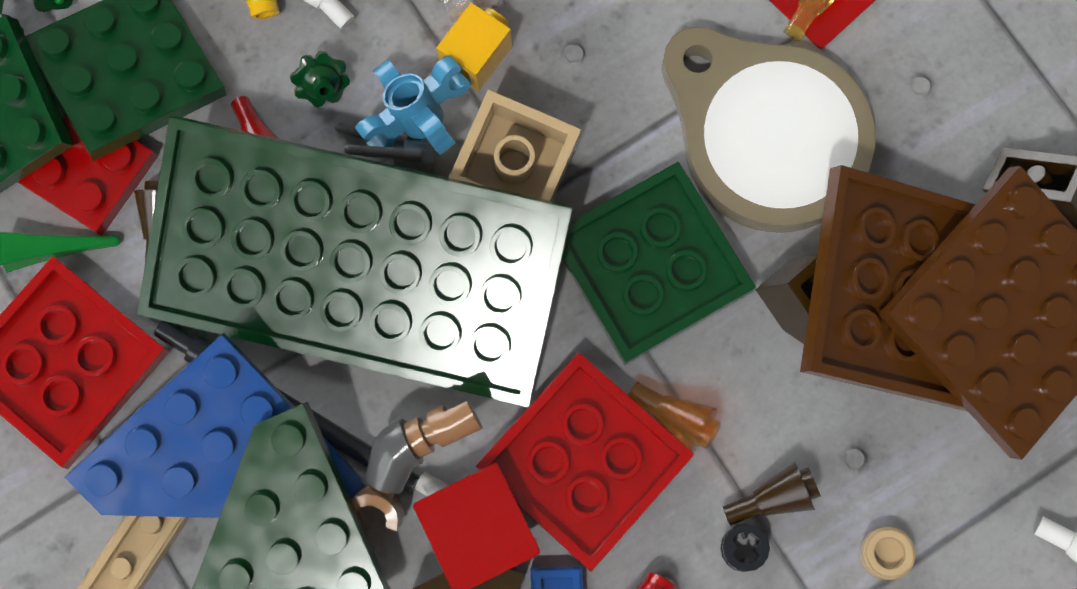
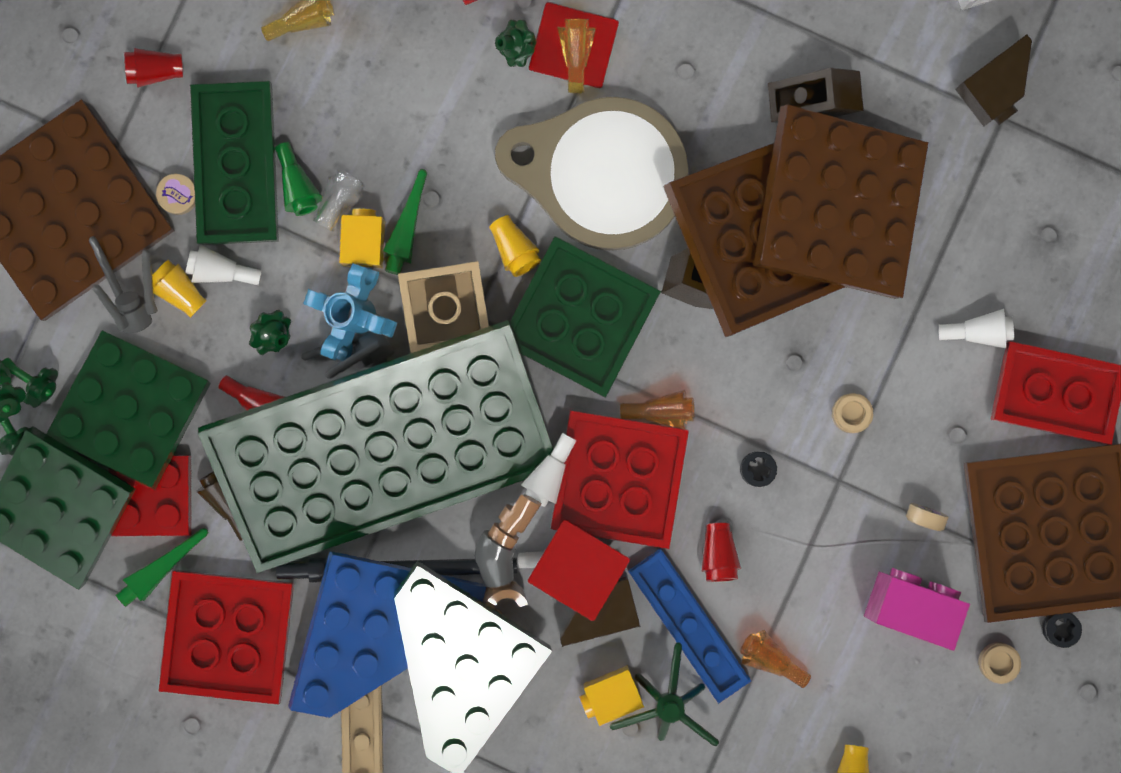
camera: 35 degrees left, 10 degrees up
(507, 406) = (546, 479): none -> white cone
(516, 71) = (401, 241): none -> green piece
(628, 151) = (515, 248): none -> yellow cone
(783, 493) = (763, 416): dark brown cone -> none

